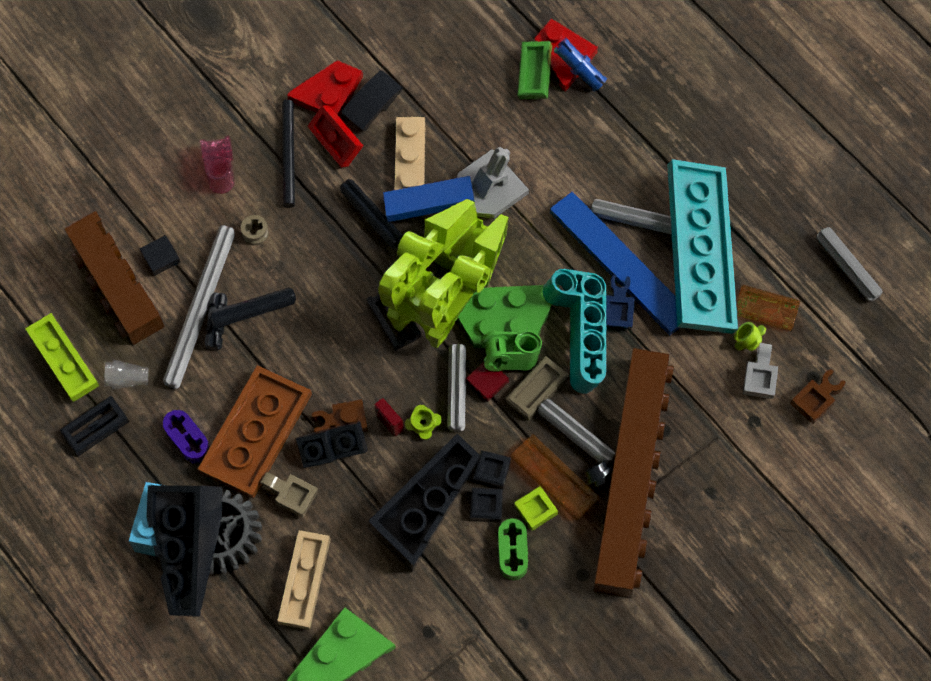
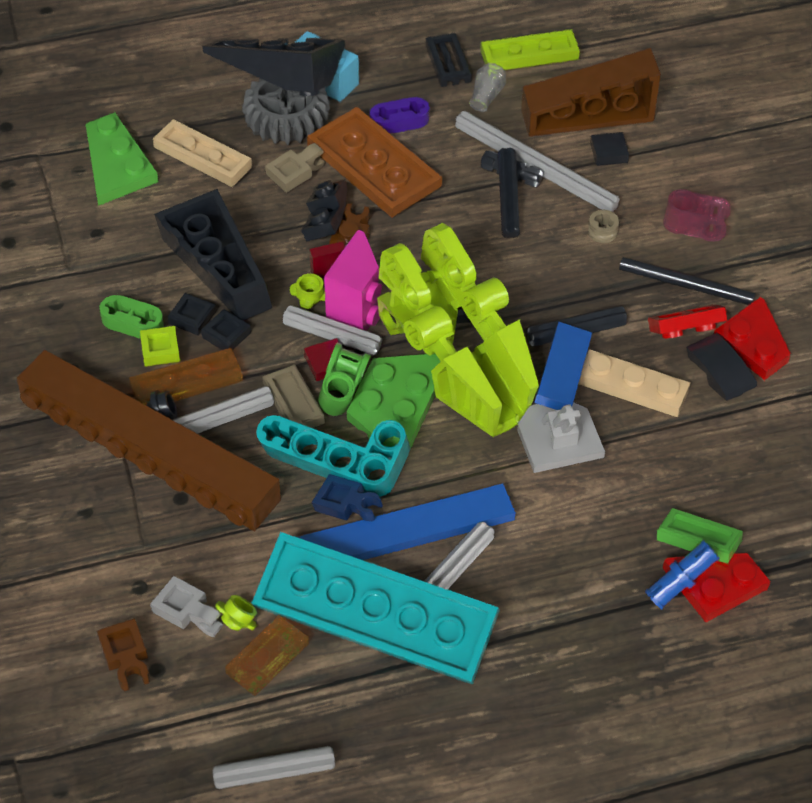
camera: 110 degrees right, 15 degrees down
(417, 373) = (354, 285): none -> dark pink slope

